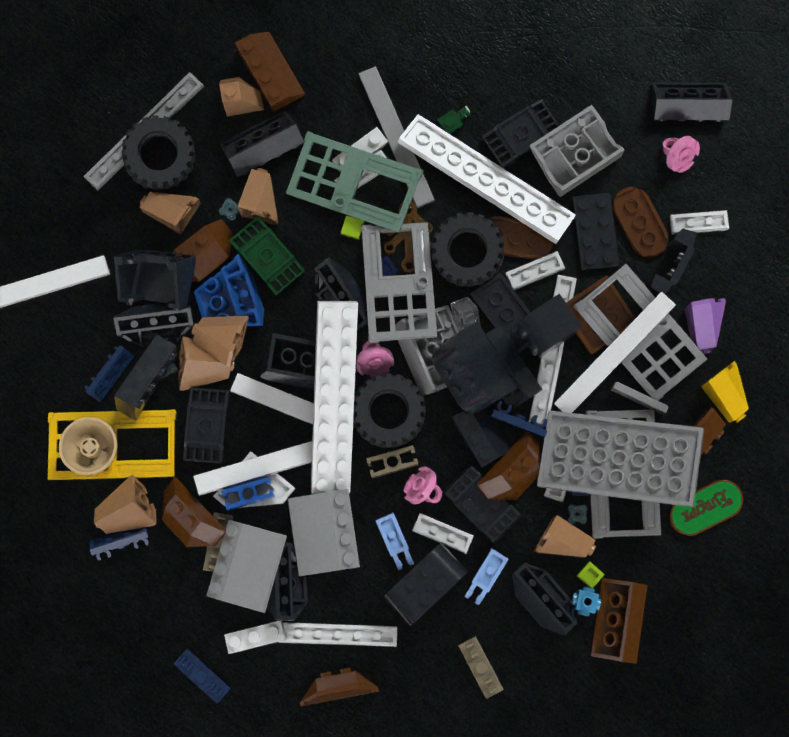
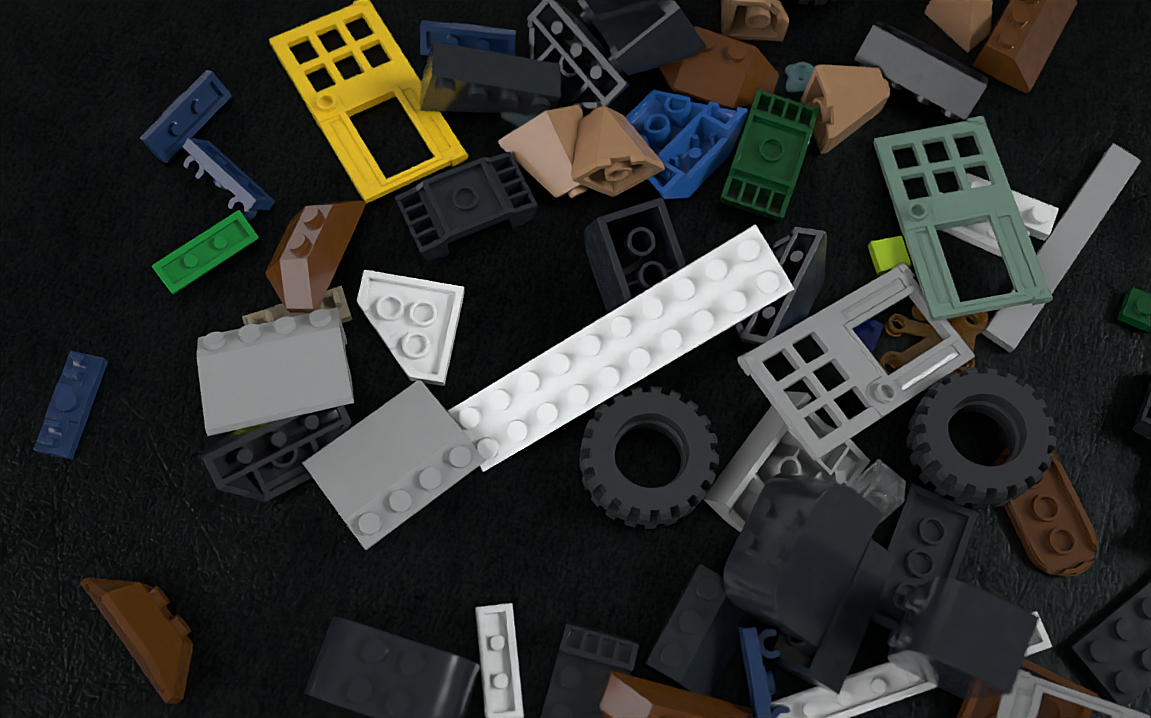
camera: 55 degrees right, 10 degrees down
(70, 545) = (186, 116): none -> dark blue plate
(81, 440) = (340, 53): tan piece -> none
(125, 508) = (280, 160): medium nougat slope -> none
(157, 571) = (205, 252): none -> green plate
(241, 488) = (393, 300): blue piece -> none
(253, 468) = (436, 301): white tile -> none
(255, 637) = (170, 450): white plate -> none
(273, 398) = (564, 273): white tile -> none
(340, 634) = (241, 584): white tile -> none
(374, 360) = (714, 389): bright pink tile -> none
(384, 457) = (570, 494): dark tan piece -> none
(394, 539) = (444, 585): light blue hinge -> none
(420, 487) = (556, 577): bright pink tile -> none
(486, 178) = (1104, 416): white plate -> none
(535, 271) = (1016, 570): white tile -> none

